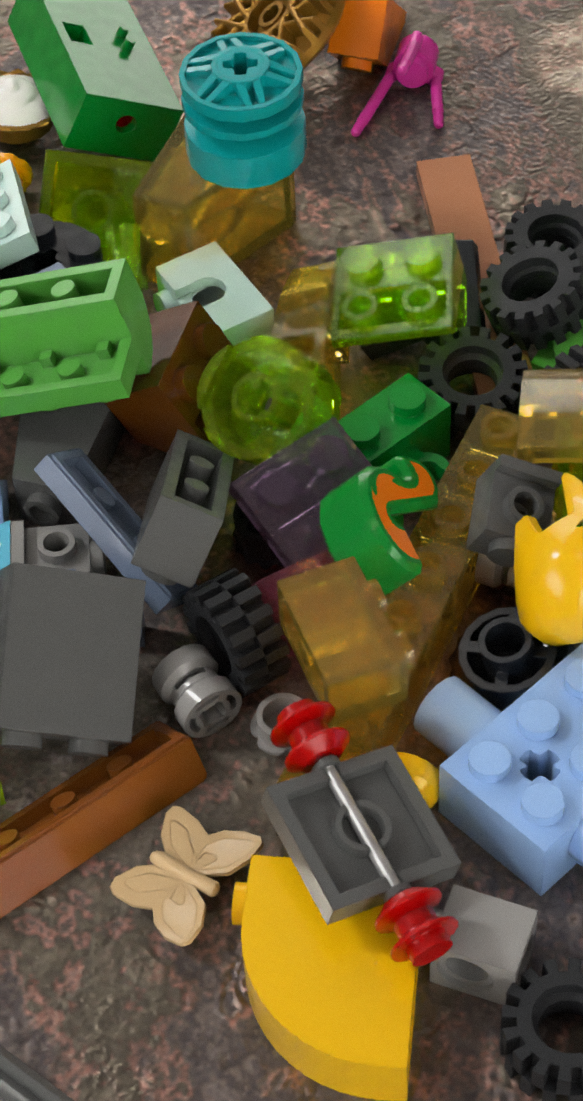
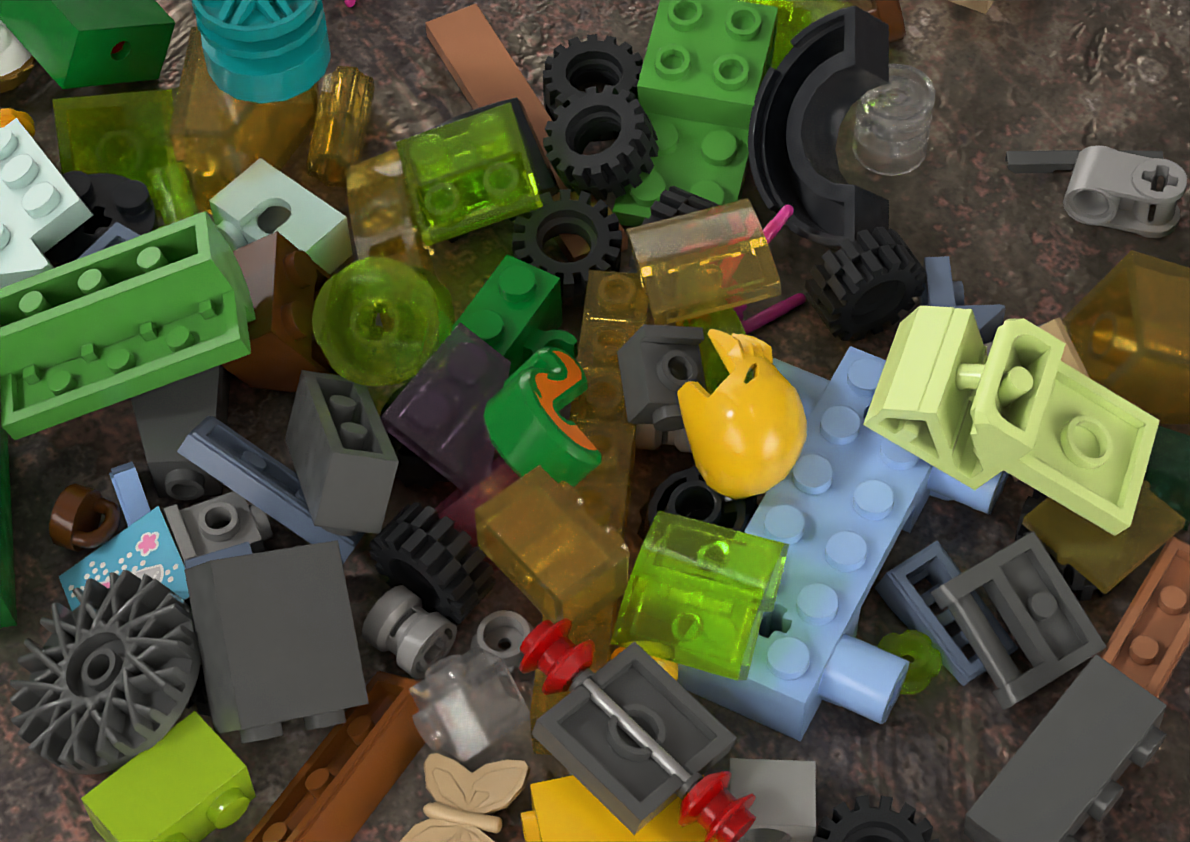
camera: 20 degrees left, 5 degrees up
(221, 766) = (467, 703): none -> clear brick
(304, 231) = (340, 125): none -> clear yellow axle
(473, 719) = (700, 594): none -> clear neon green slope

